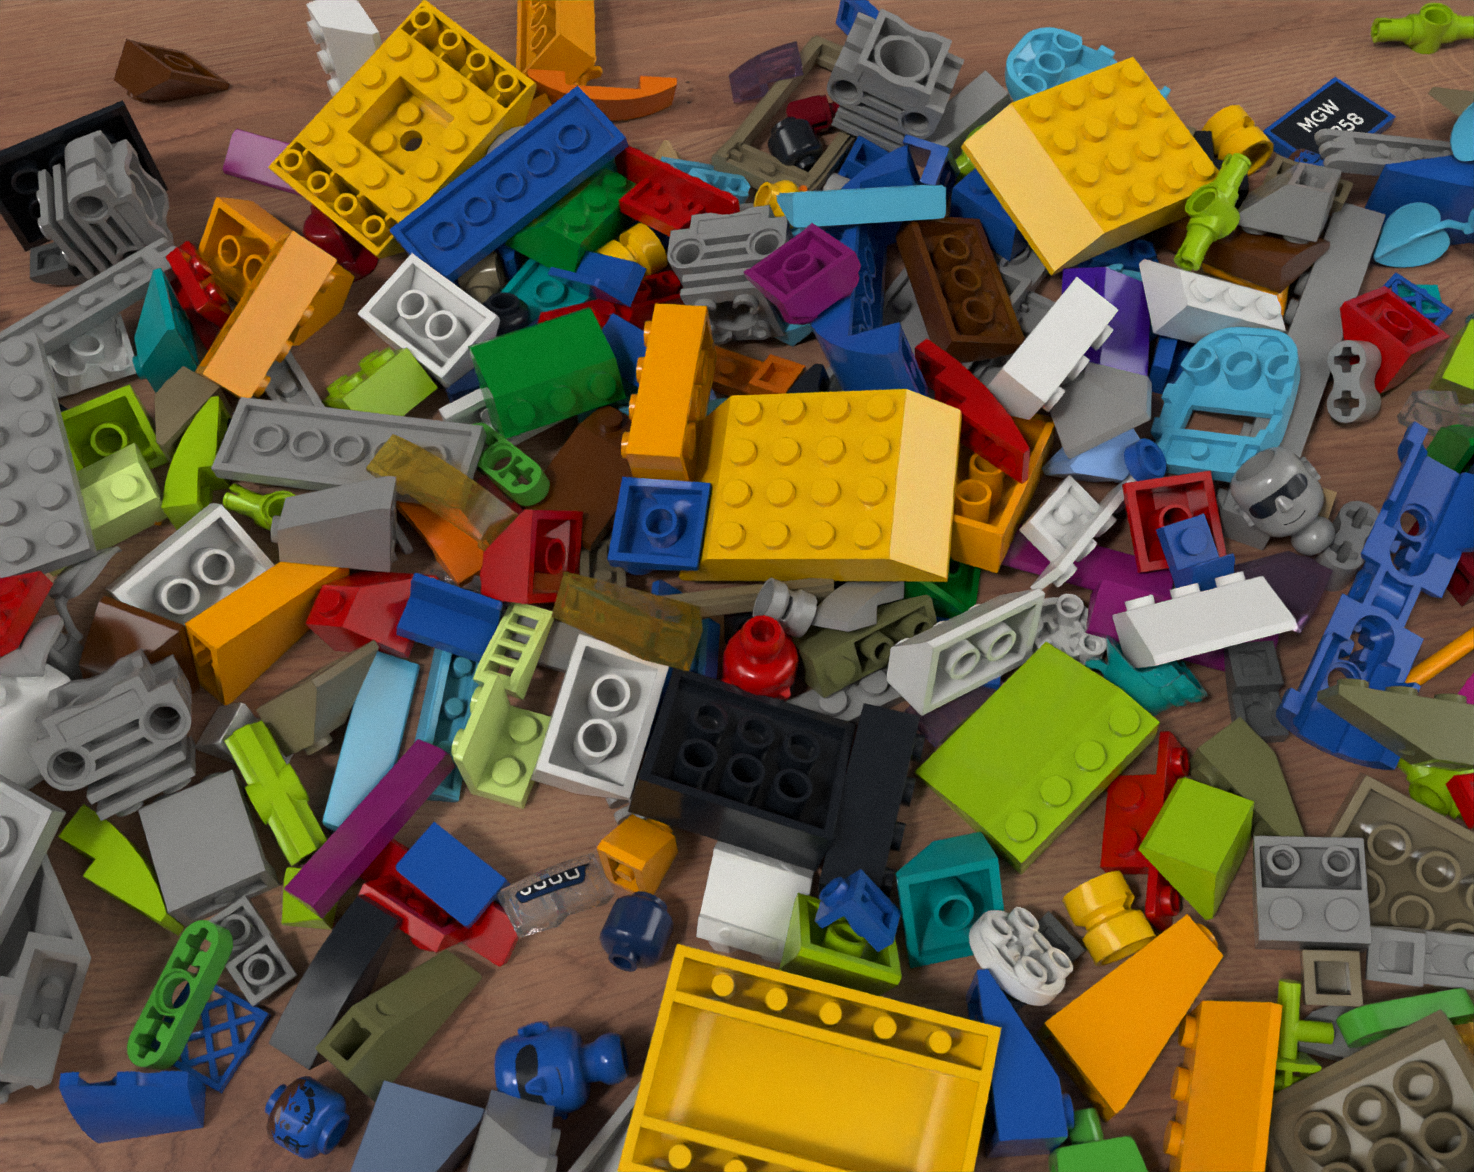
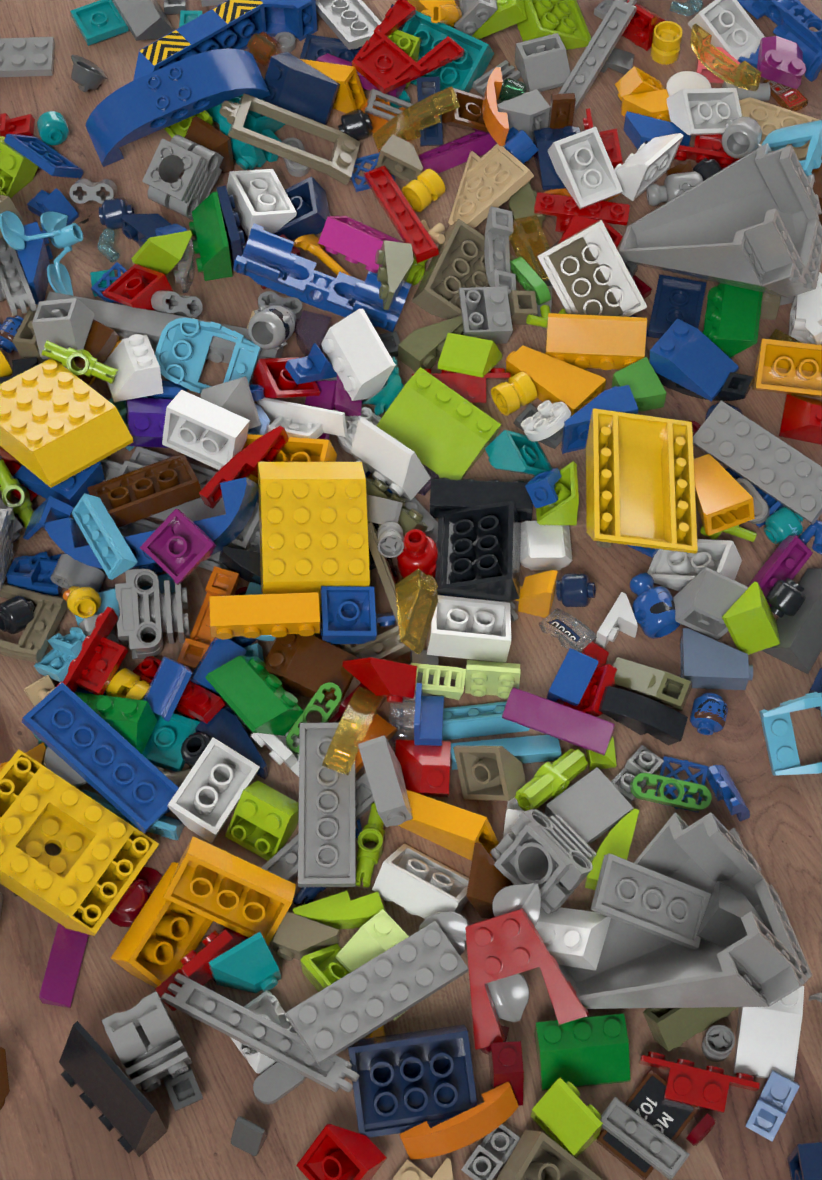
camera: 105 degrees left, 0 degrees up
(559, 1001) = (618, 619): none -> white slope

